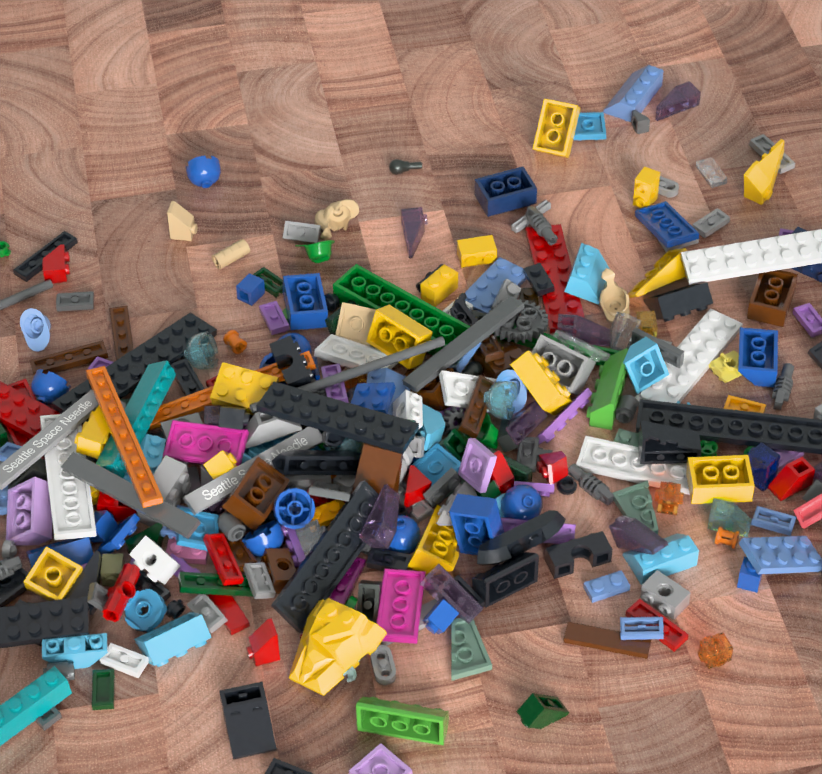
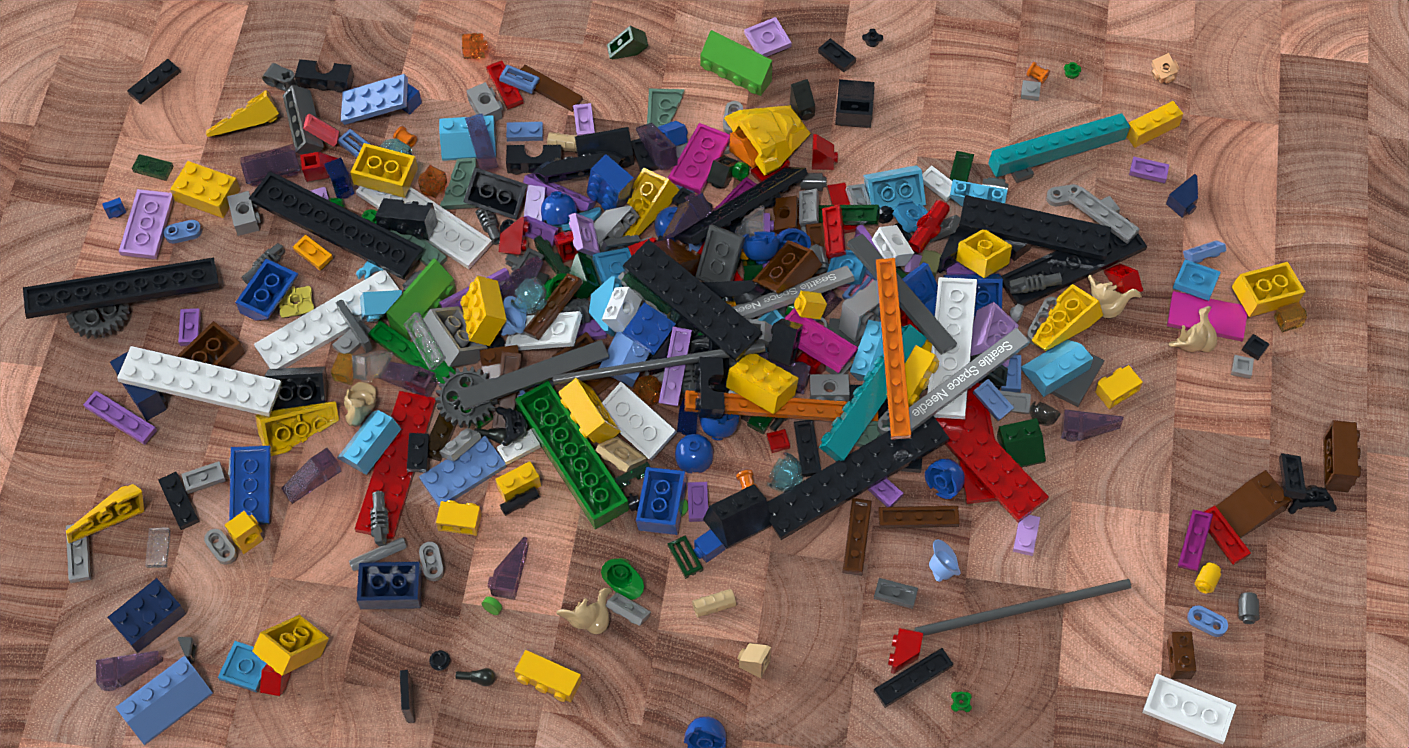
camera: 160 degrees left, 15 degrees up
(233, 305) = (738, 516): none -> black slope
(261, 616) = (814, 181): none -> dark grey brick
(309, 698) = (802, 99): none -> pearl dark grey slope
(347, 177) = (547, 676): none -> yellow brick
(416, 202) = (492, 605): none -> bright green tile
(439, 167) = (439, 660): none -> black plate
(448, 131) = (407, 696): none -> black tile
(483, 221) = (431, 562): none -> light grey plate
(547, 612) = (583, 119): none -> lavender plate
(551, 502) = (534, 197): none -> plate
(554, 583) = (566, 141): none -> tan axle
(596, 502) = (495, 193): none -> black slope
(619, 248) = (311, 475): none -> clear purple slope
(685, 130) = (147, 615): none -> dark blue brick
(712, 201) = (178, 500): none -> black plate

